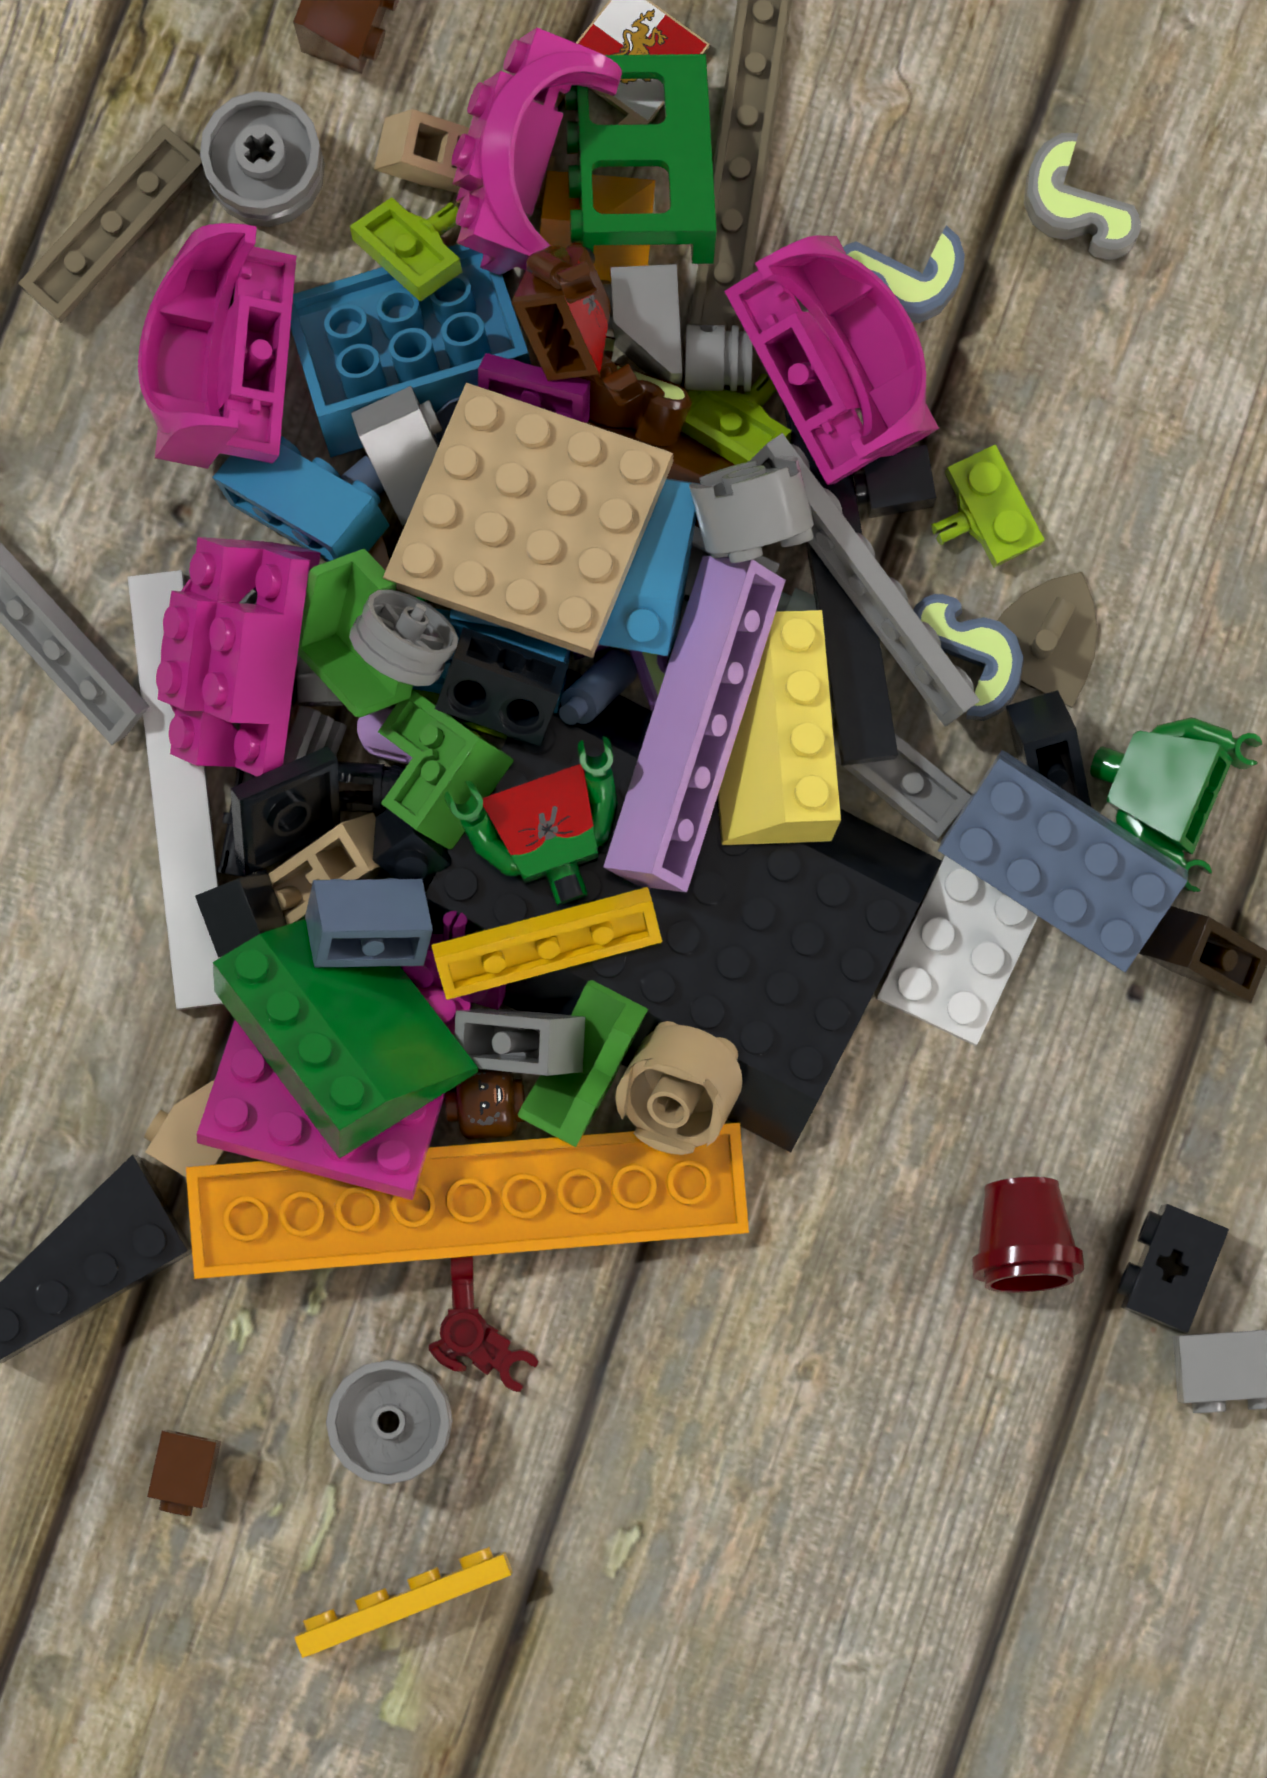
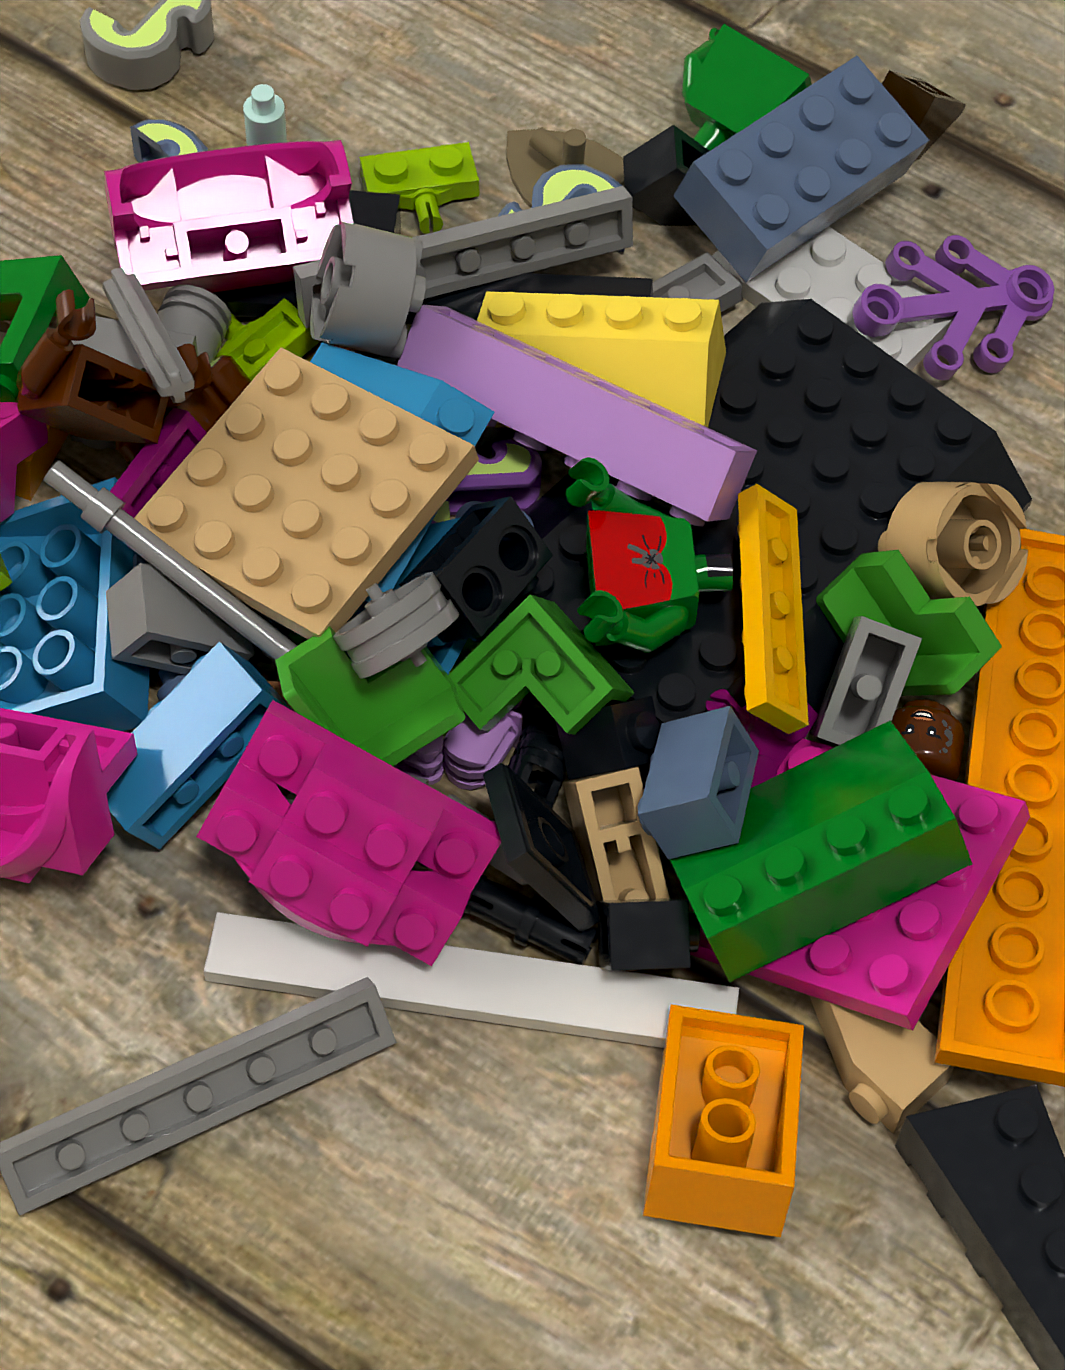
camera: 80 degrees left, 25 degrees down
(110, 1016) = (726, 1122): none -> light orange slope
(448, 365) = (106, 512): none -> light grey bar
(644, 336) = (148, 336): none -> light grey axle
(975, 353) = (264, 117): none -> light aqua cylinder
(981, 1046) = (1021, 292): none -> medium lavender plant

